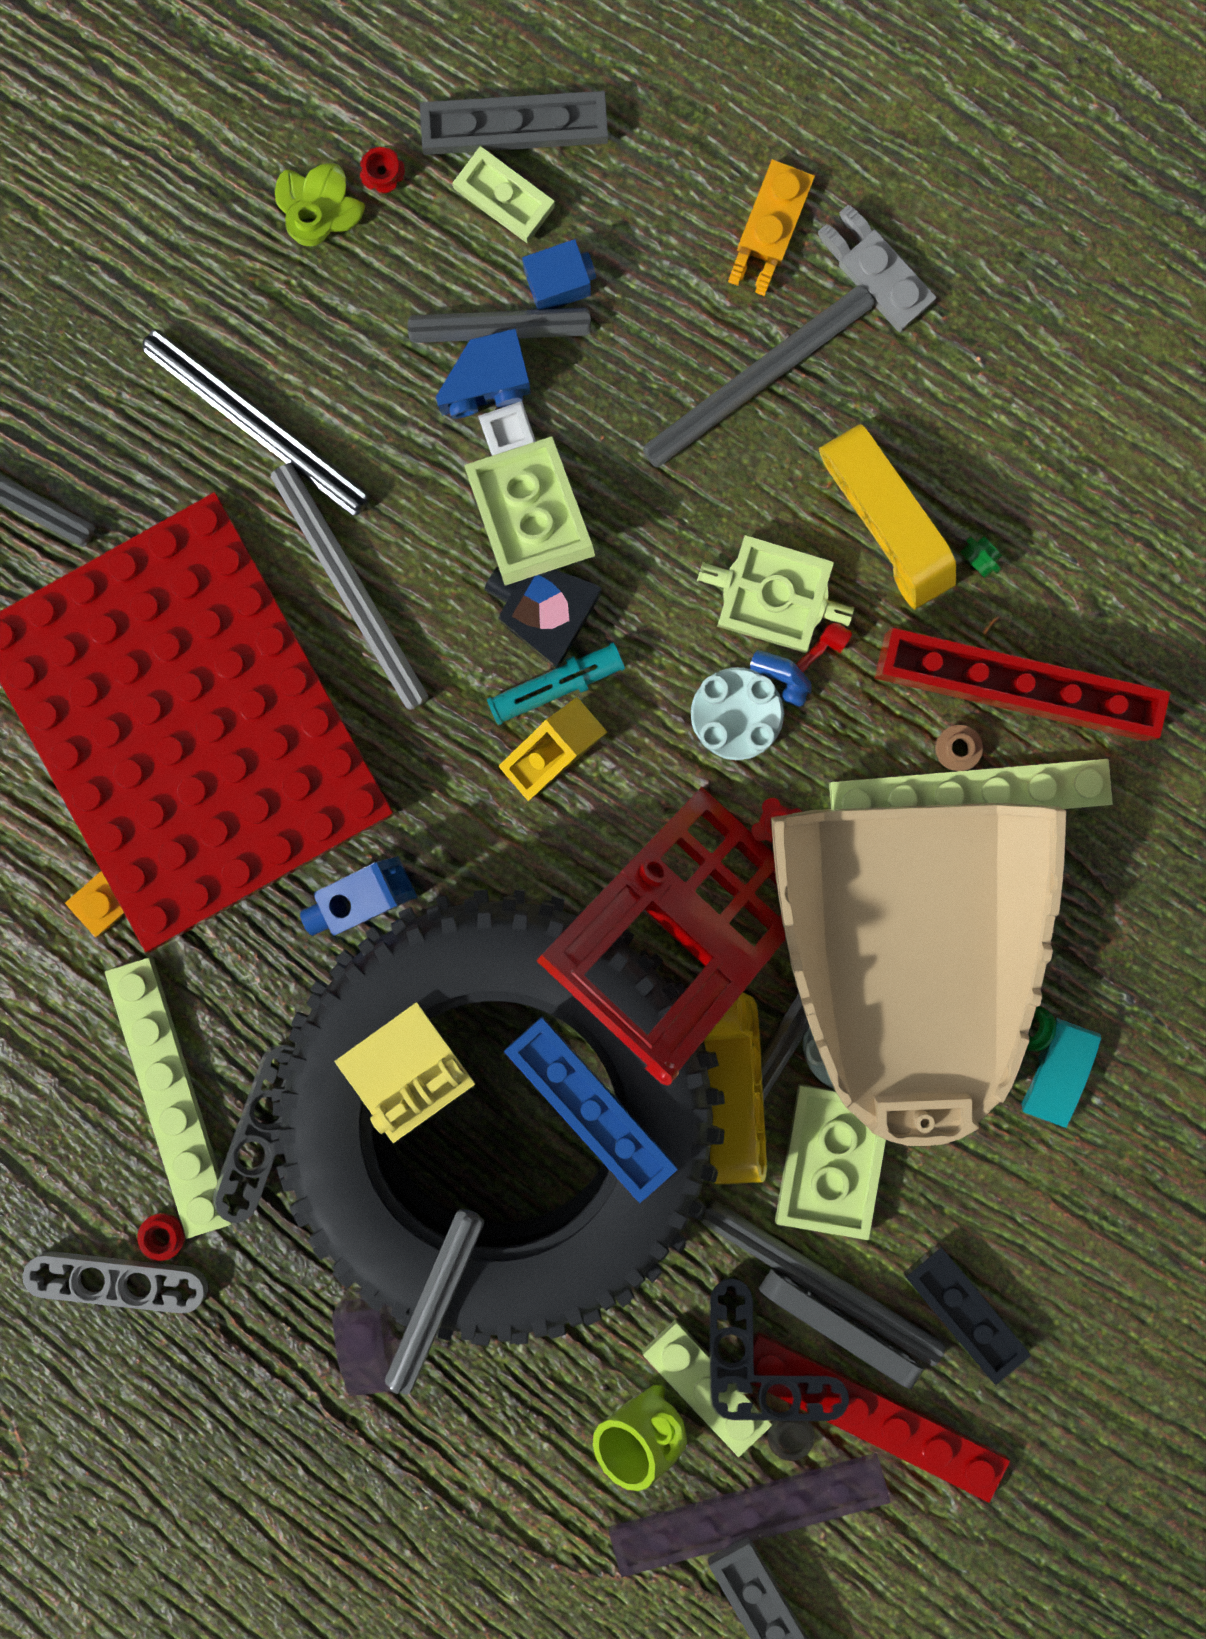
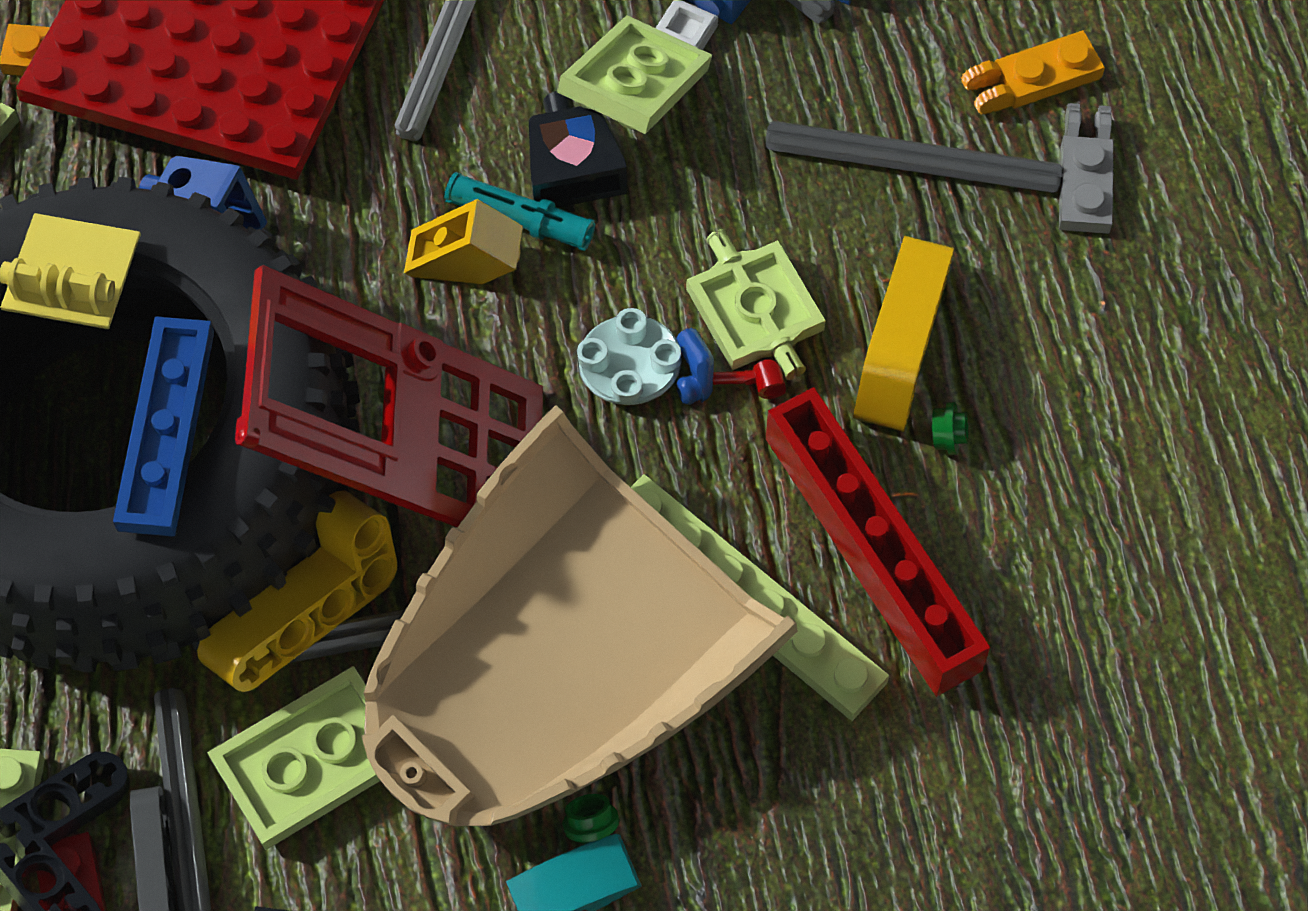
camera: 45 degrees right, 25 degrees down
(944, 748) = (775, 564): medium nougat plate -> none

